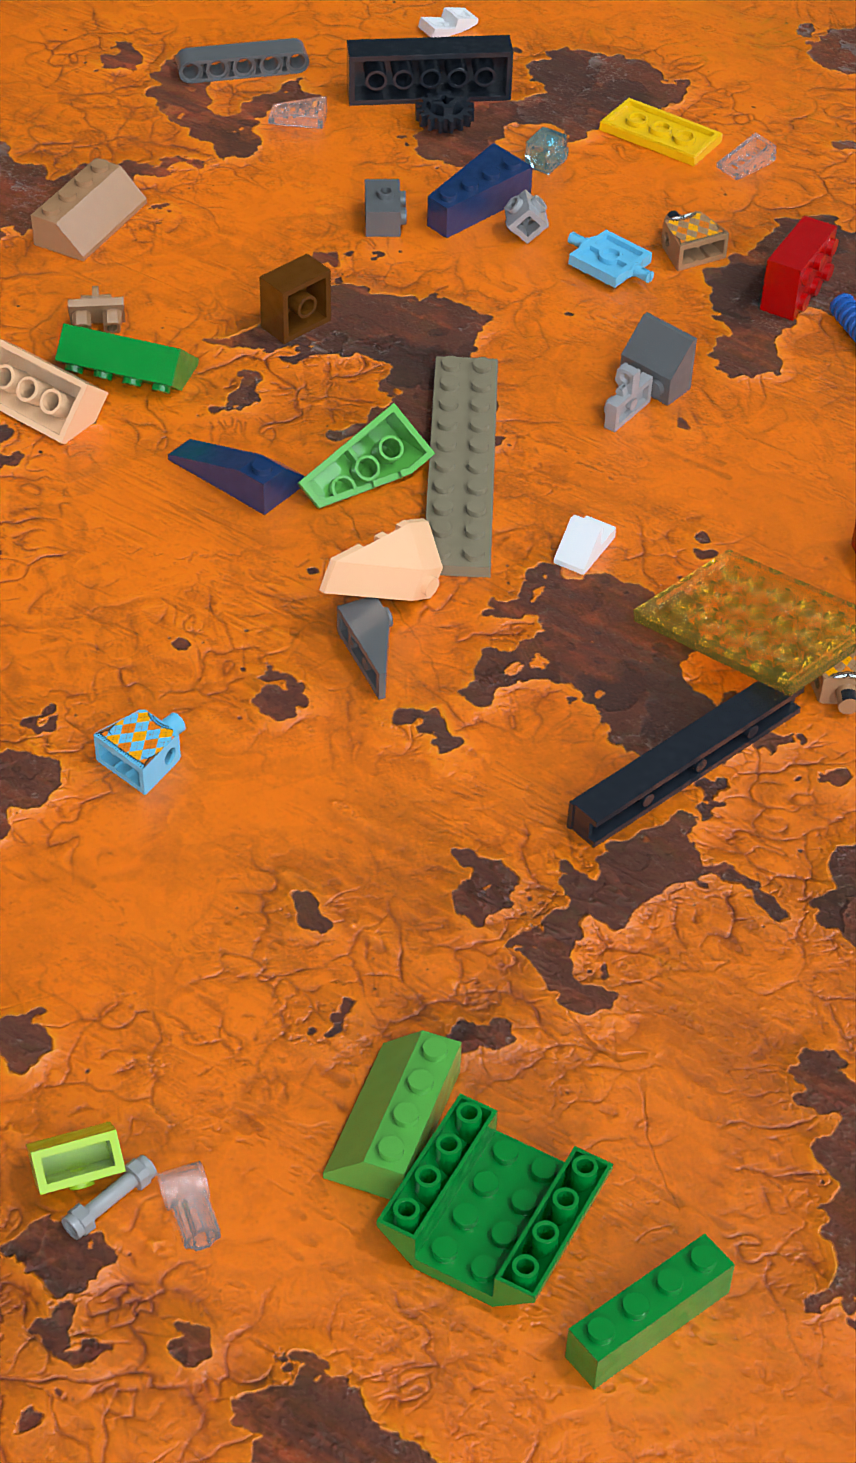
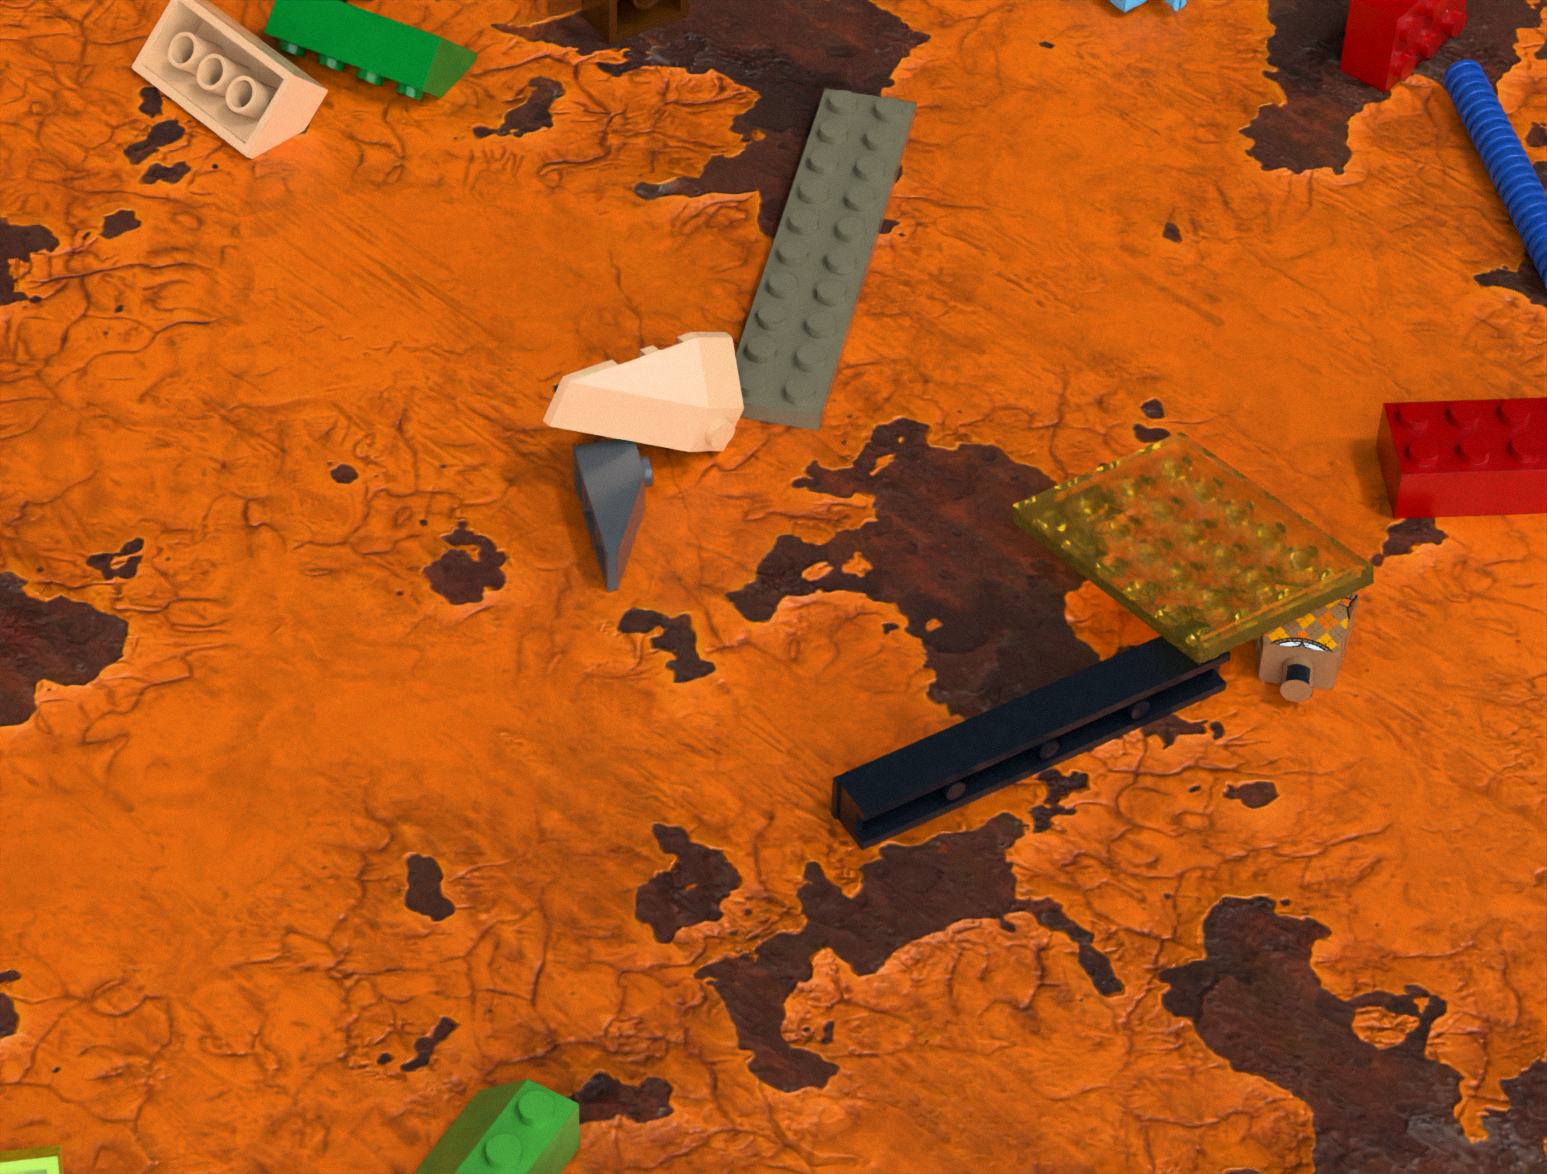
camera: 10 degrees right, 0 degrees up
(140, 748) = (243, 618): medium azure torso -> none
(240, 473) = (495, 236): dark blue wedge -> none
(373, 457) = (688, 231): bright green wedge -> none
(583, 543) = (968, 396): white slope -> none
(630, 396) = (1096, 182): light grey hinge -> none
(664, 354) = (1152, 132): dark grey slope -> none

